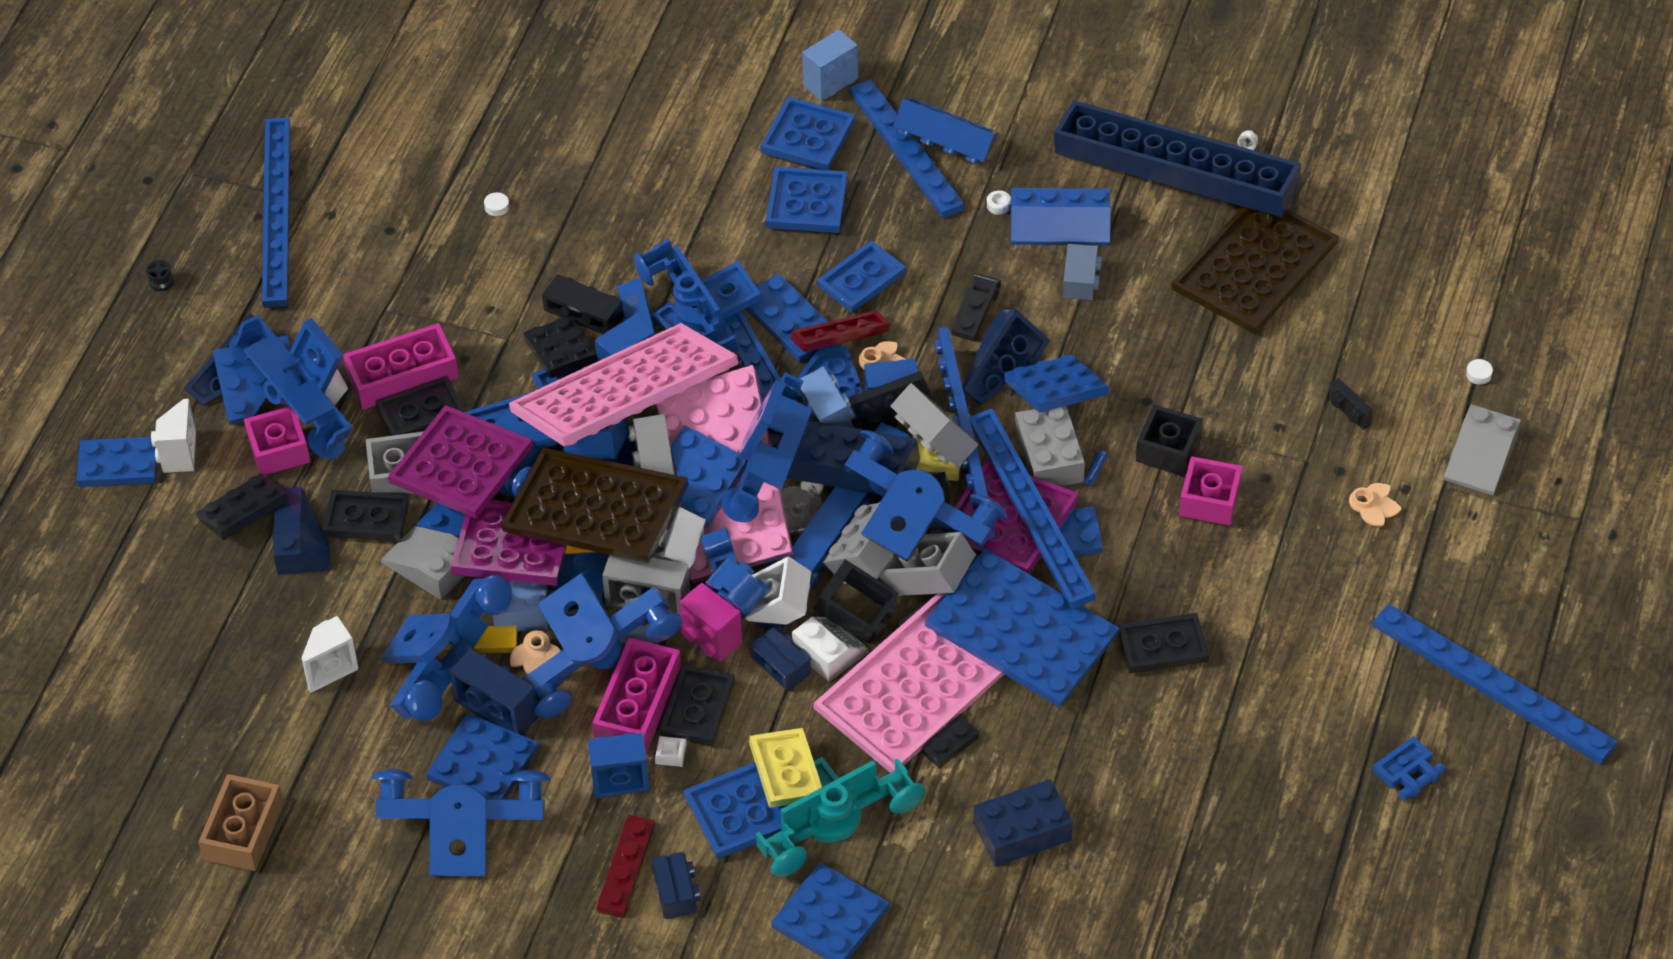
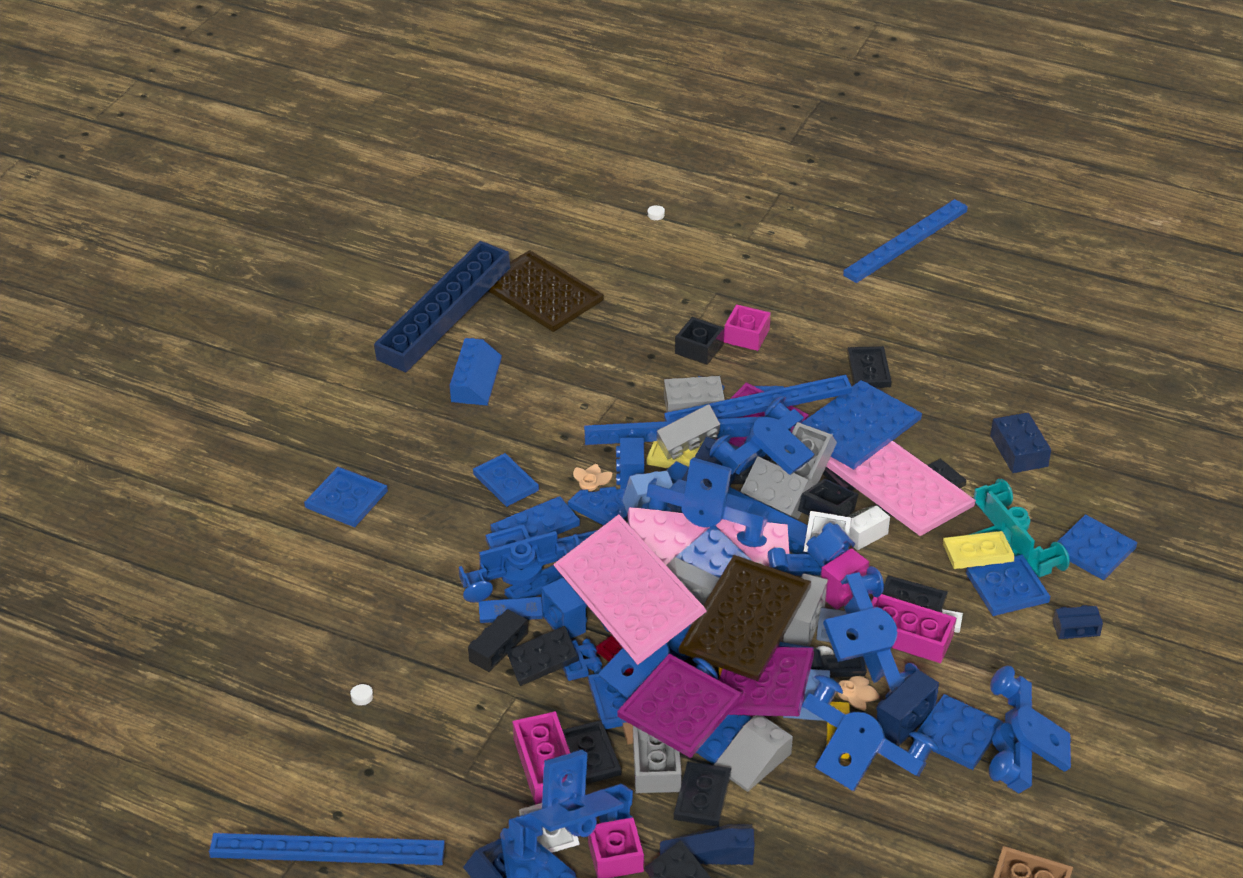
camera: 85 degrees left, 10 degrees down
(328, 654) = (860, 815): white slope -> none
(618, 764) = (976, 639): blue brick -> none
(625, 866) = (1056, 652): dark red plate -> none
(781, 658) = (876, 547): dark blue brick -> none
(807, 199) = (417, 502): blue plate -> none
(830, 65) = (285, 470): medium blue brick -> none
(840, 331) = (566, 489): dark red plate -> none
(875, 404) = (651, 455): black plate -> none
(906, 149) = (374, 447): blue plate -> none
(944, 129) = (374, 416): blue slope -> none
(975, 306) = (550, 422): black plate -> none
(999, 202) = (446, 405): white tile -> none
(1007, 344) = (591, 407): dark blue wedge -> none
(1056, 383) = (640, 385): blue plate -> none
(1080, 272) = (530, 368): sand blue brick -> none
(1252, 142) = (425, 280): white hinge -> none
(1350, 403) = (677, 263): black plate -> none
(1375, 504) = (760, 267): light nougat plate -> none
(1402, 763) = (973, 278): blue plate -> none
(1482, 449) = (723, 216): light grey slope -> none

